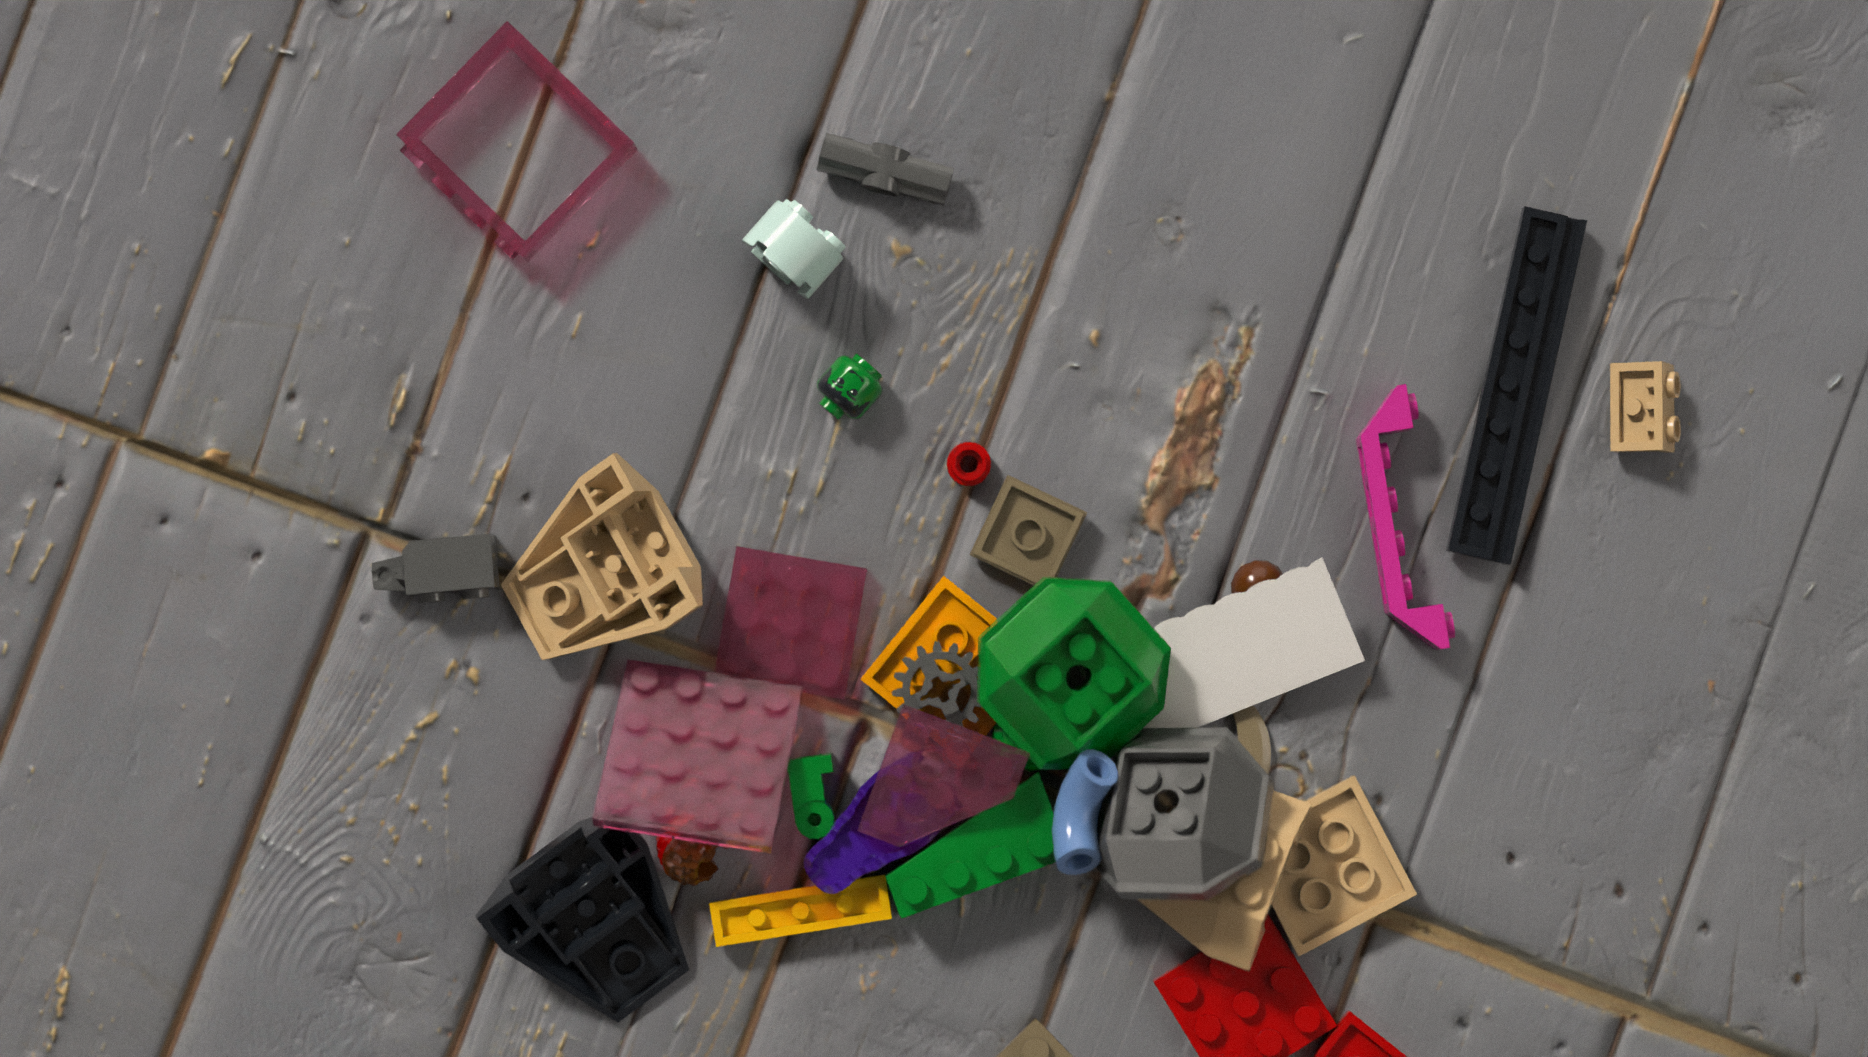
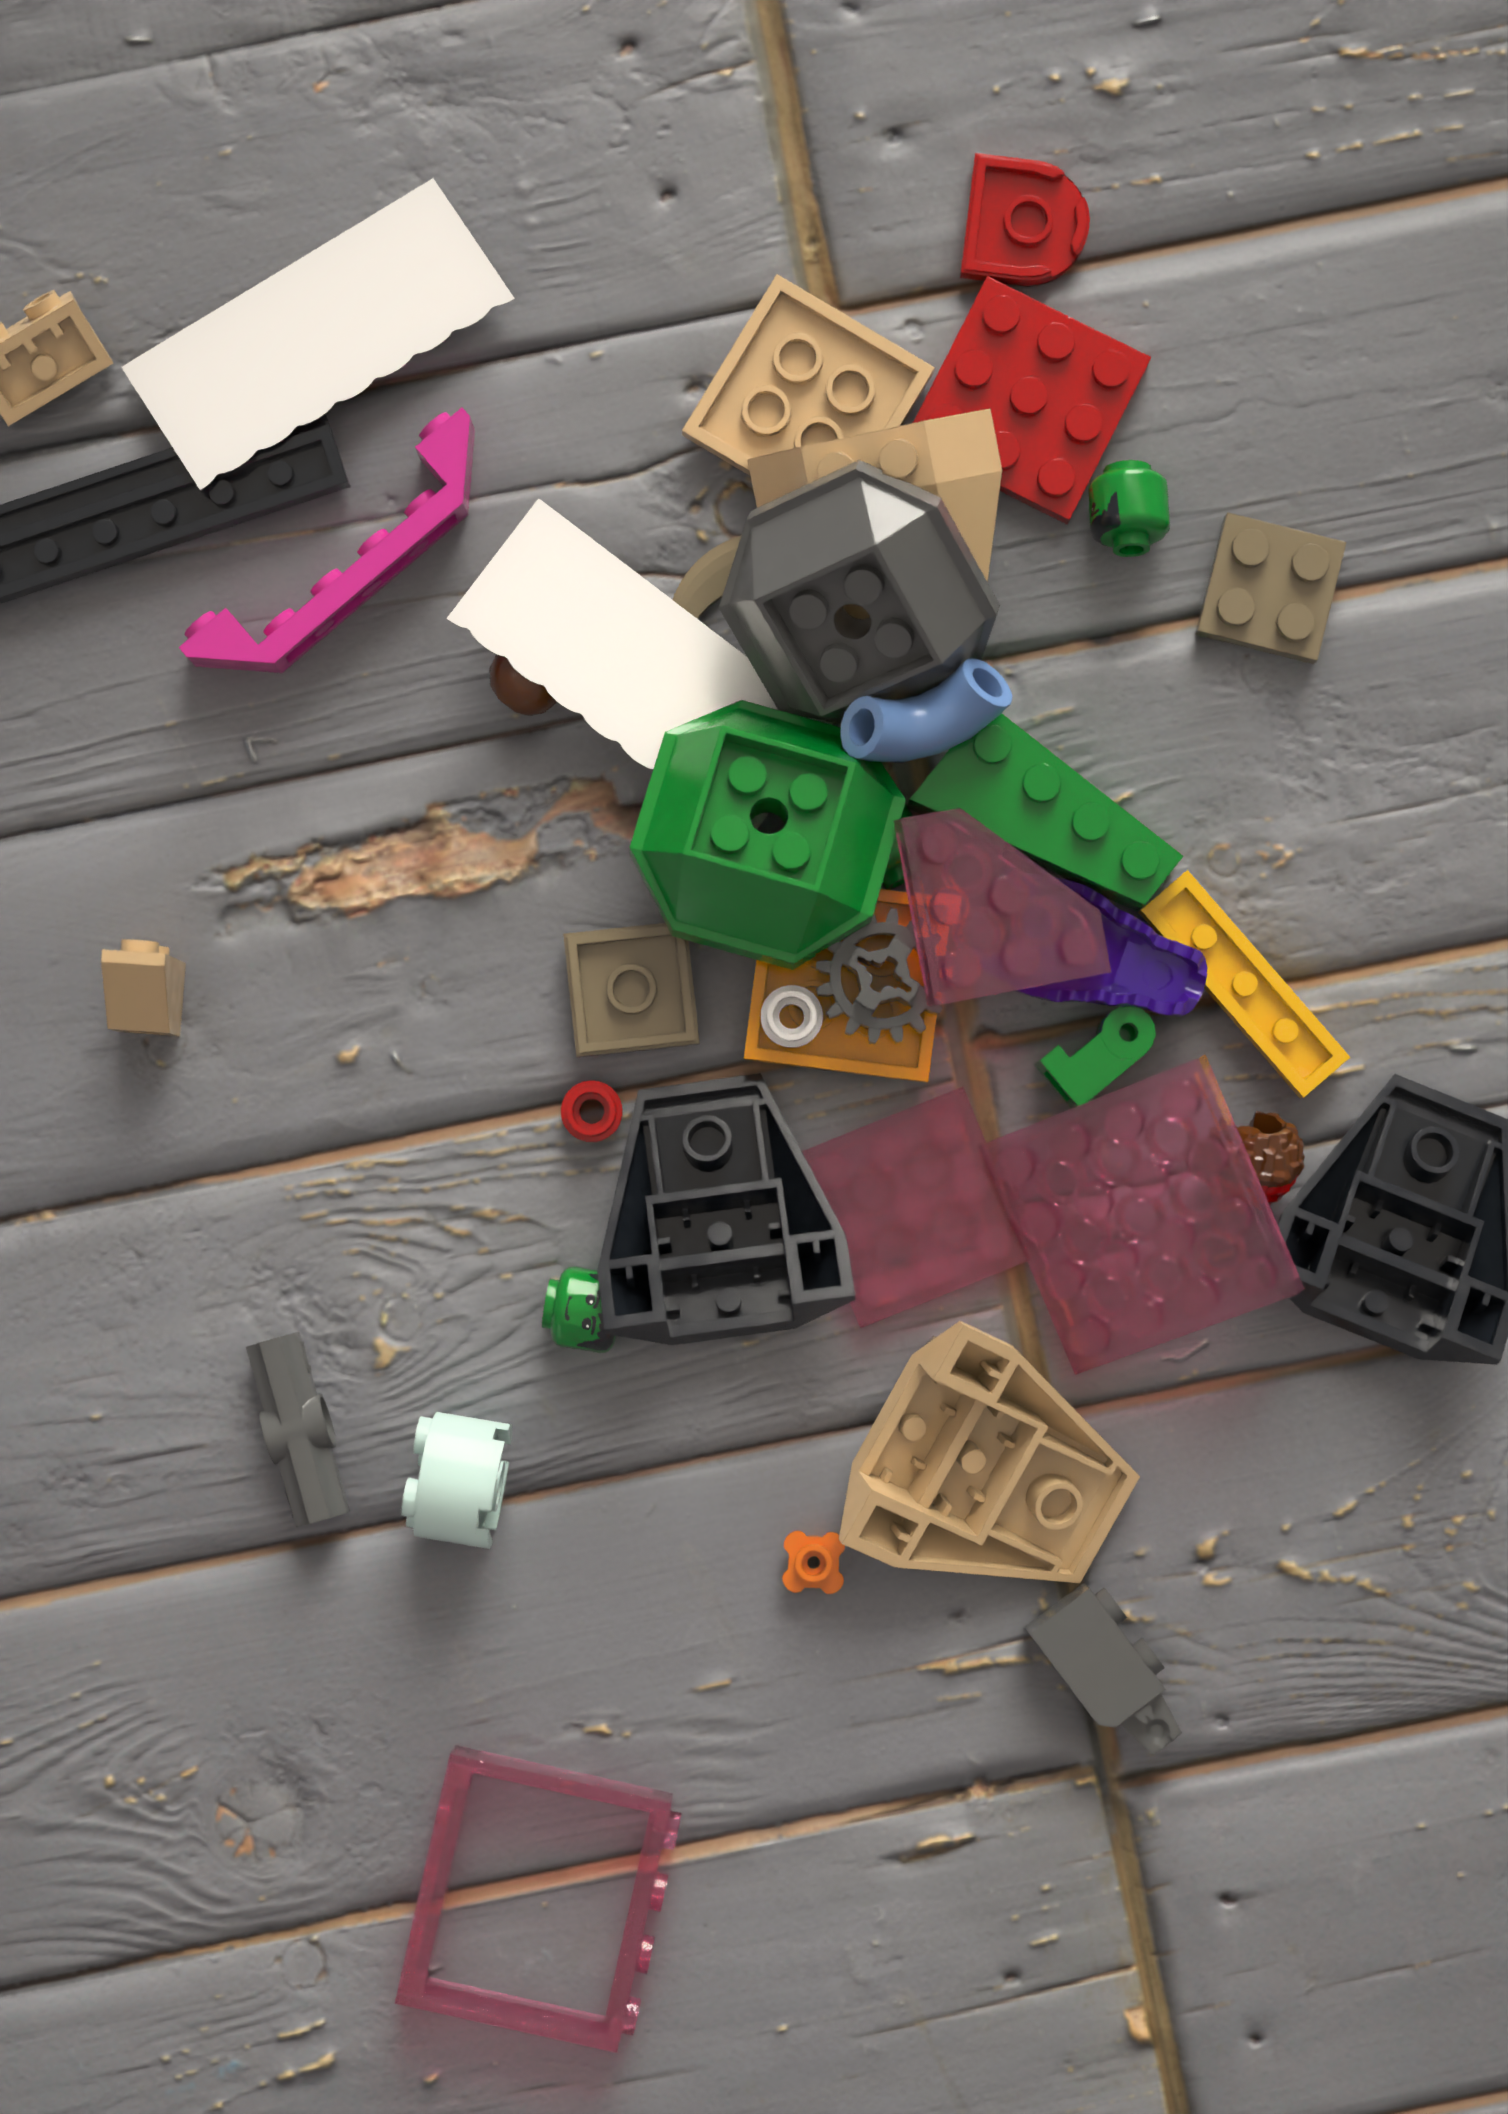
camera: 125 degrees left, 0 degrees up
(625, 430) = (799, 1573): none -> orange plate
(855, 498) = (717, 1221): none -> black wedge
(957, 606) = (798, 997): none -> white plate
(1137, 1022) = (1129, 507): none -> green head
(1208, 236) = (143, 988): none -> tan slope
(1553, 588) = (316, 333): none -> white sticker

